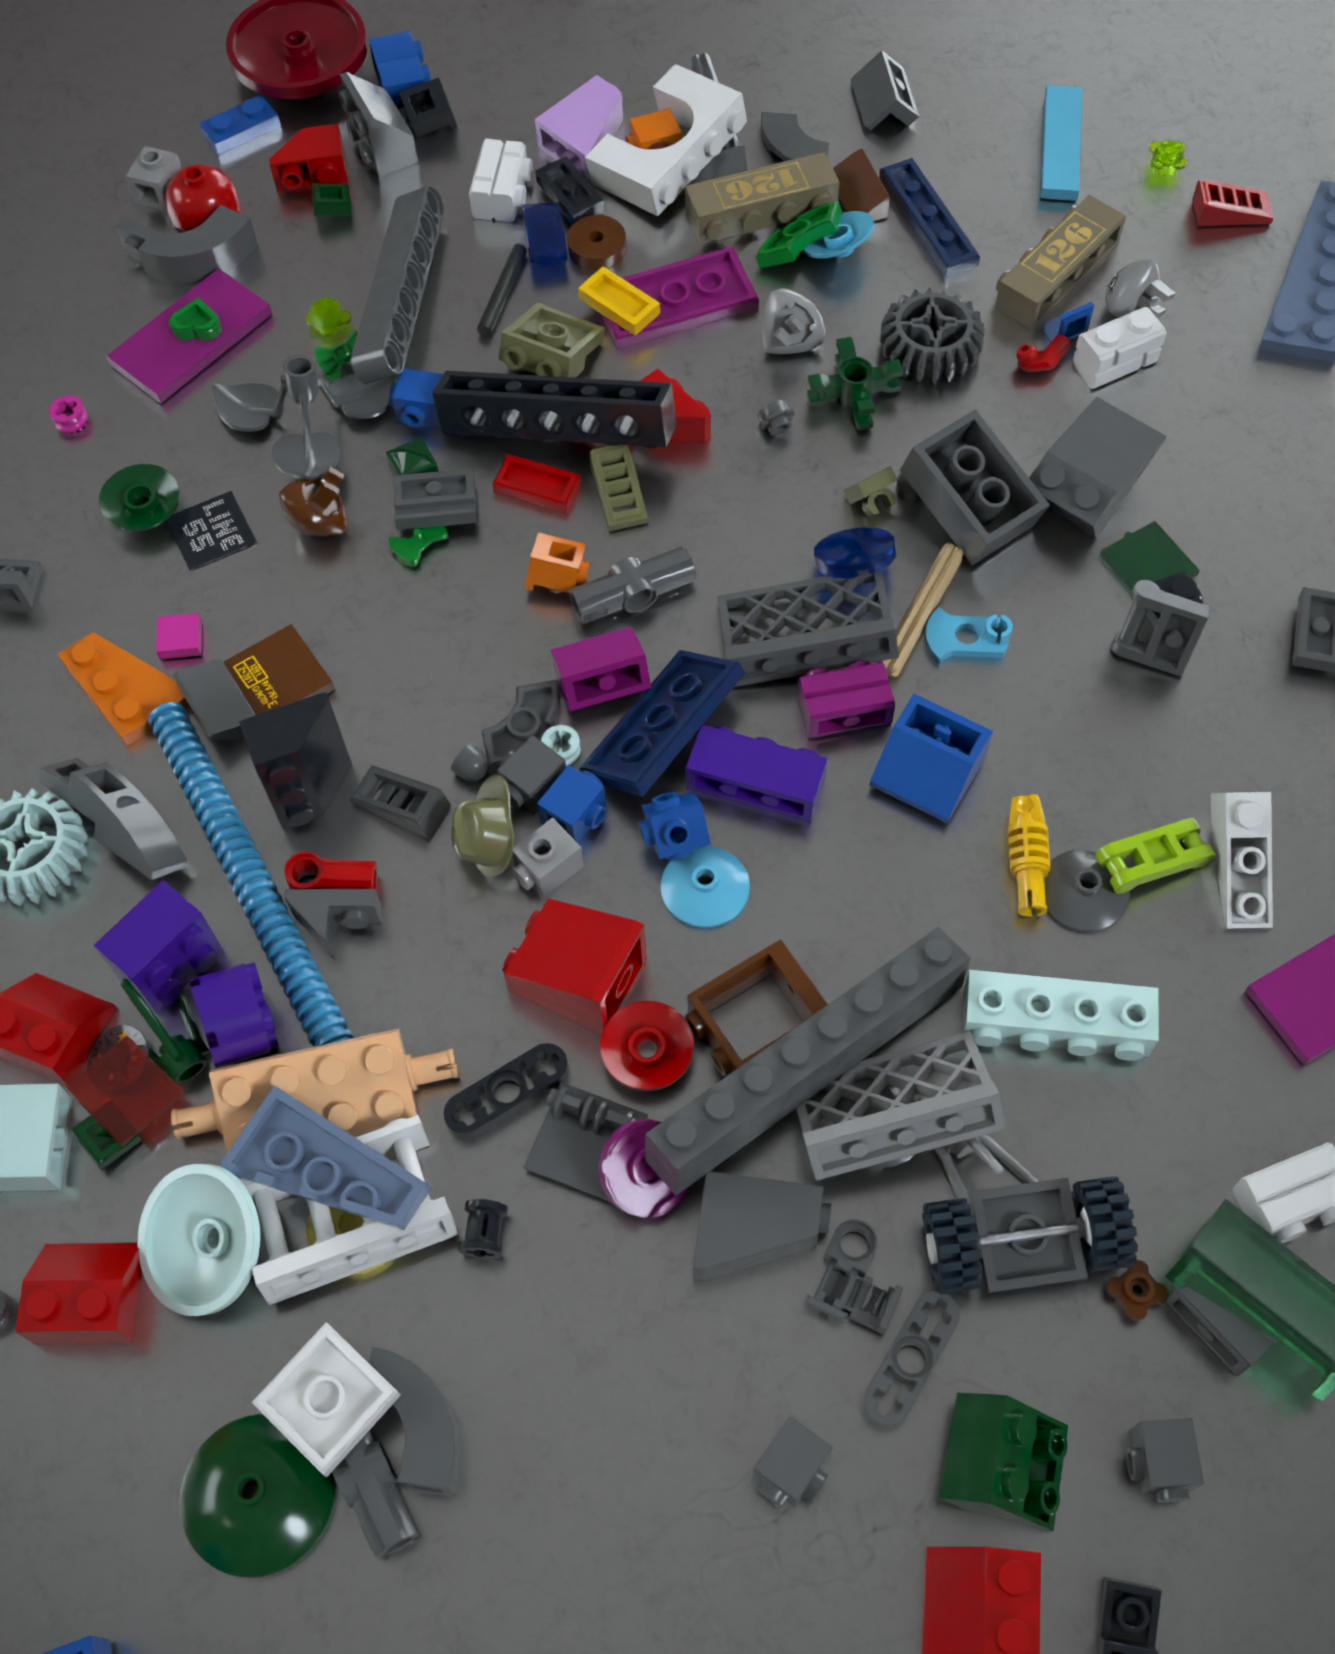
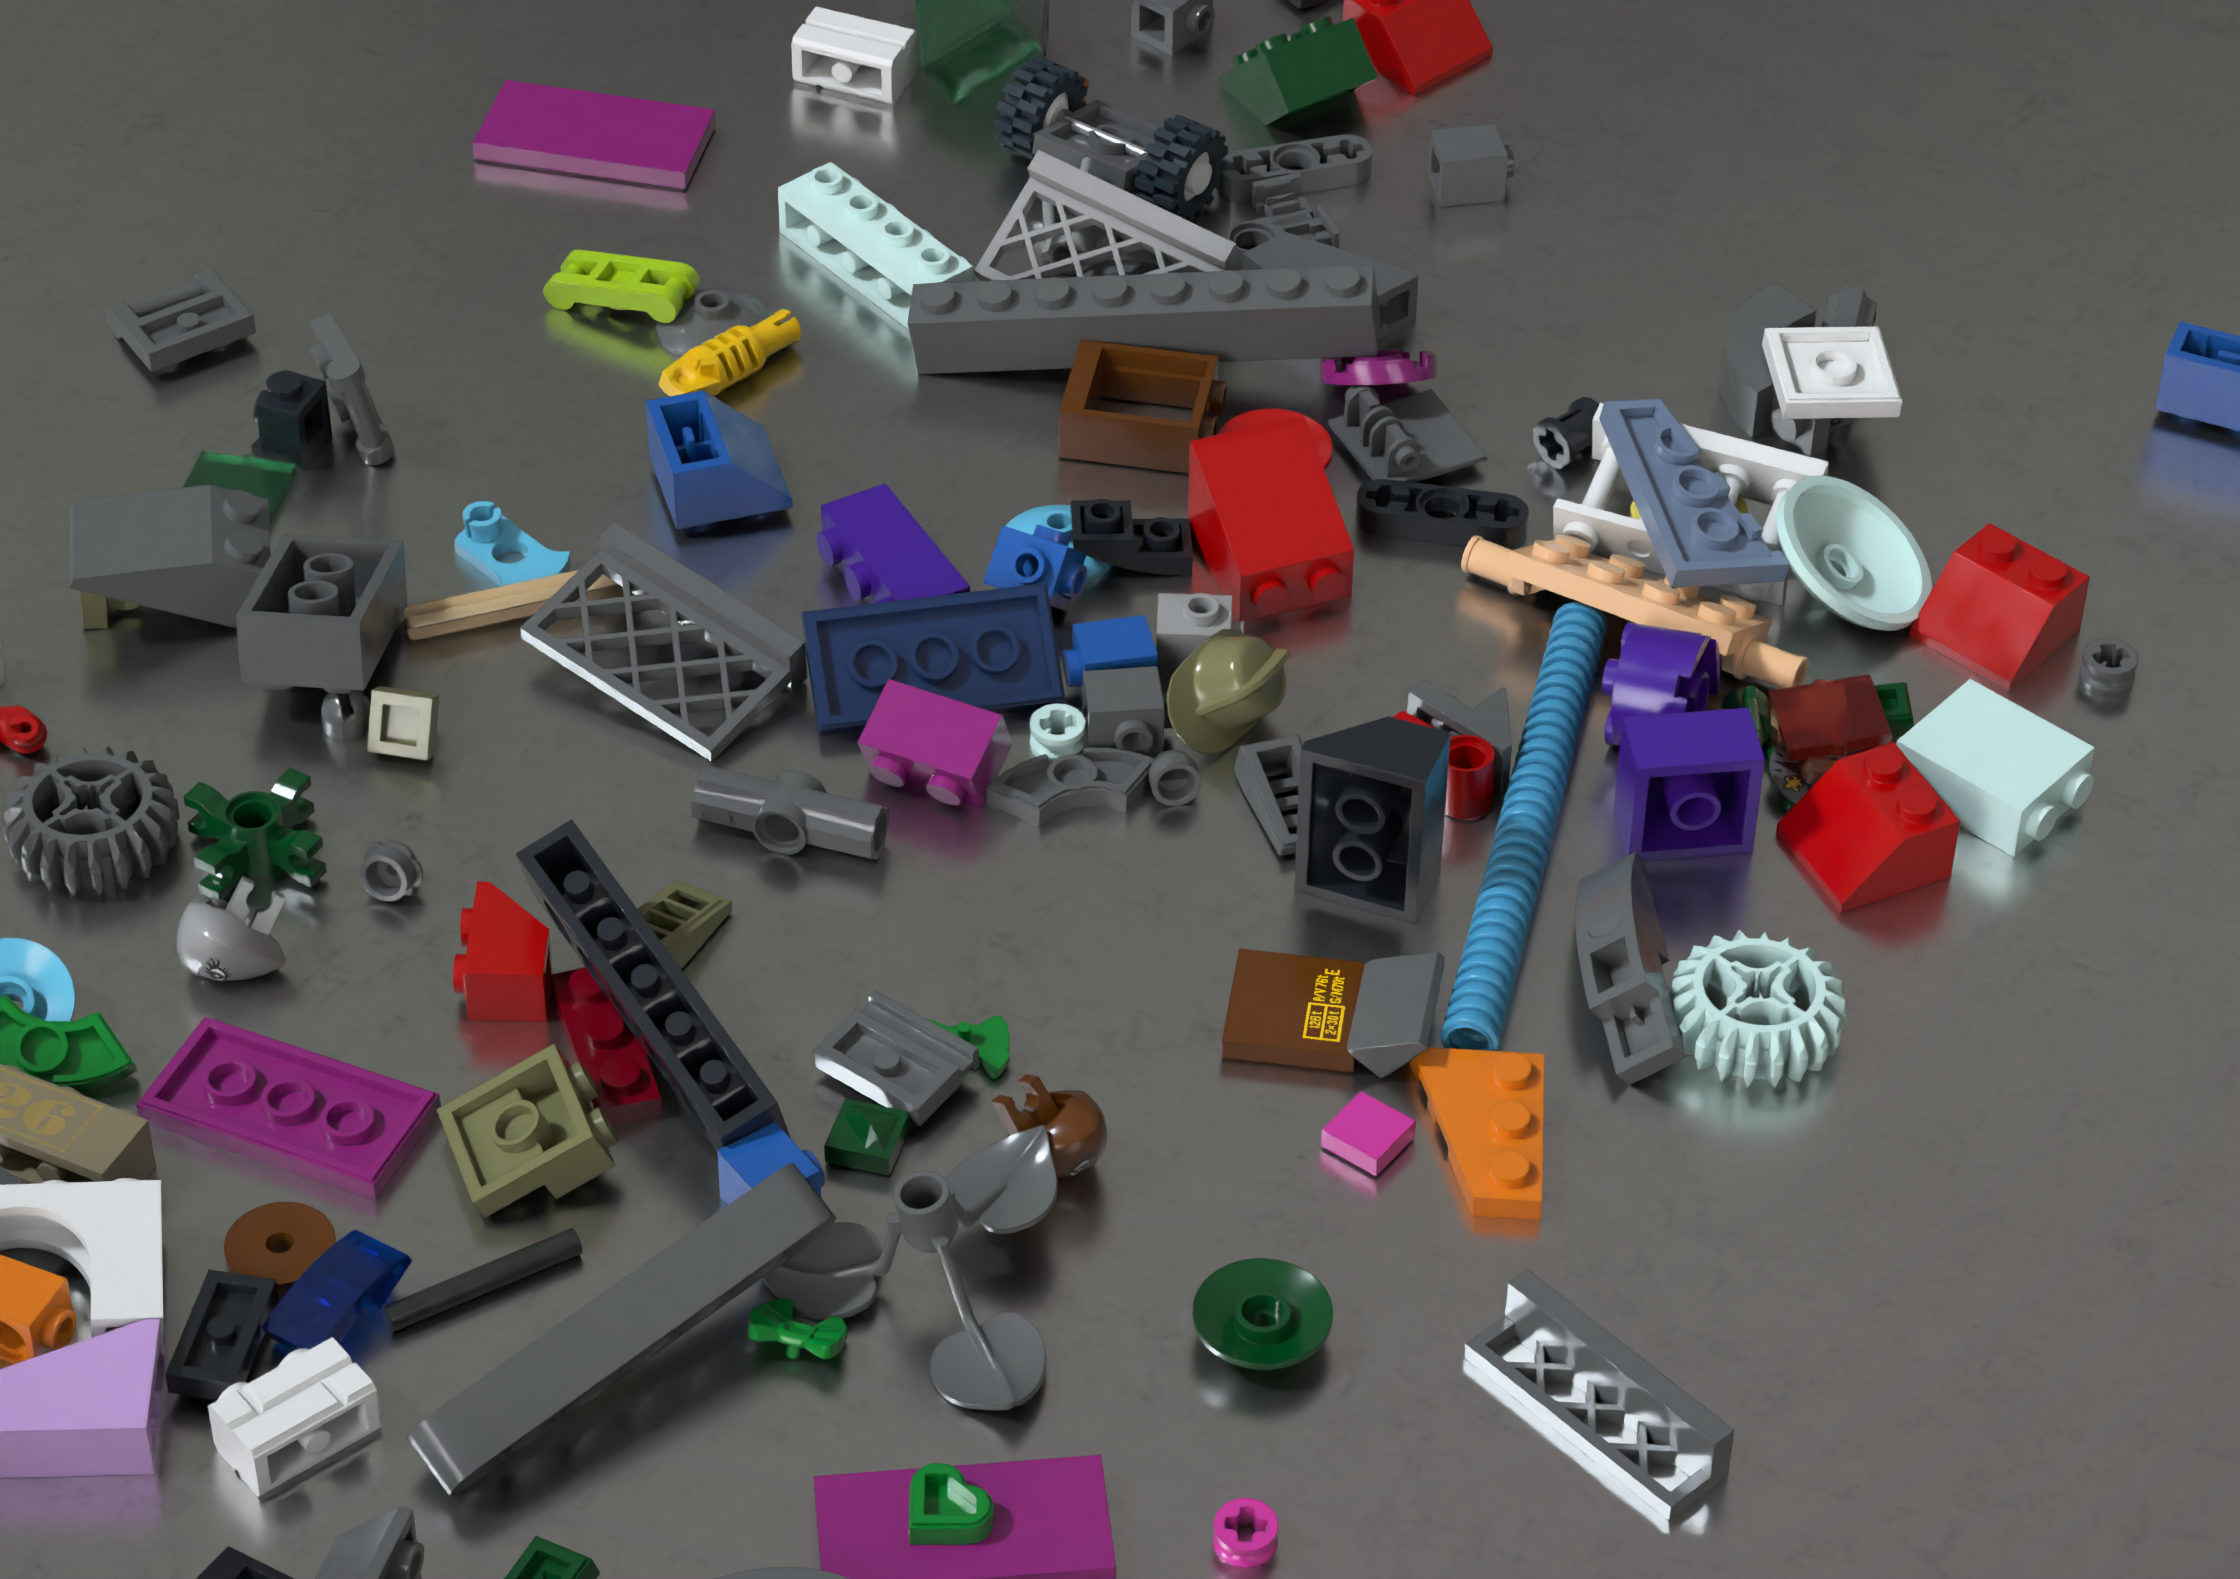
camera: 140 degrees left, 20 degrees down
(210, 530) = (1194, 1239): black sticker -> none
(273, 1527) = (1953, 420): dark green dish -> none
(327, 316) = (753, 1406): clear neon green plate -> none
(537, 483) = (750, 1008): red tile -> none
(557, 564) = (852, 881): orange brick -> none
(619, 300) = (378, 1119): yellow tile -> none
(665, 901) = (1110, 535): none -> black slope
(845, 698) = (730, 557): magenta brick -> none
(855, 550) = (521, 666): clear blue tile -> none
(1244, 857) = (527, 242): white slope -> none

